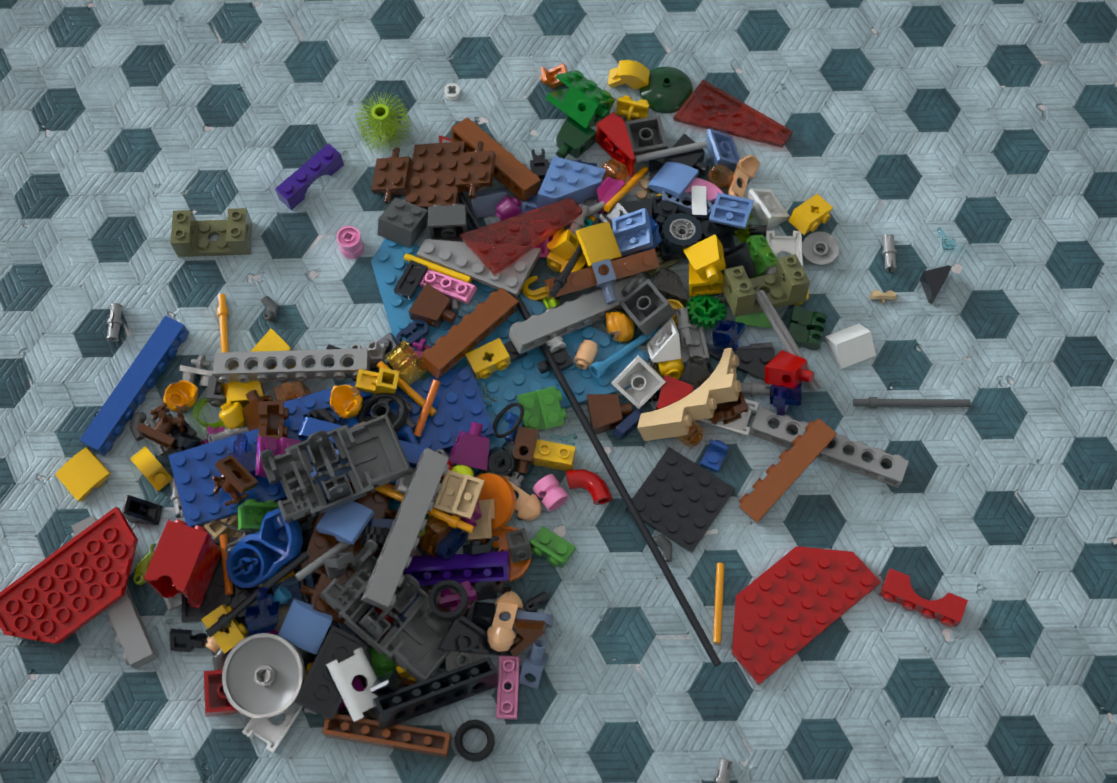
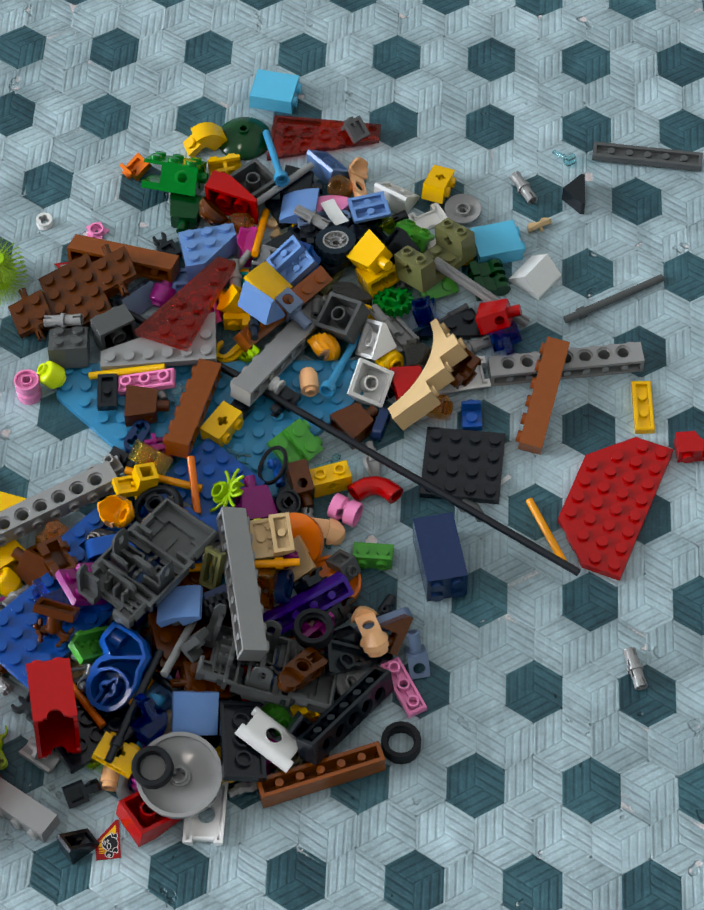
camera: 30 degrees left, 10 degrees down
(157, 687) = (77, 844): none -> black slope
(185, 698) = (109, 843): none -> sticker
(225, 657) = (142, 754): none -> black tyre
(373, 241) = (51, 375): none -> neon yellow head
(392, 498) = (215, 569): none -> olive tile
(401, 639) = (301, 670): none -> reddish brown piece
(409, 195) = (63, 320): none -> light grey pin
(448, 428) = (223, 491): none -> lime animal
(491, 125) = (97, 226): none -> bright pink plate
(574, 265) = (259, 304): none -> medium blue slope
(593, 149) = (211, 212): none -> reddish brown piece
(598, 466) = (372, 466): none -> light grey piece
(605, 582) = (440, 557): none -> dark blue brick
(669, 145) = (280, 177): none -> dark azure piece
(674, 197) = (312, 217): none -> light grey axle
(716, 56) = (275, 91): none -> medium azure brick
(765, 126) = (355, 128): none -> dark grey bracket
(833, 297) = (498, 241): none -> medium azure brick
(877, 524) = (642, 407): none -> yellow tile
(1024, 274) = (647, 156): none -> dark grey plate

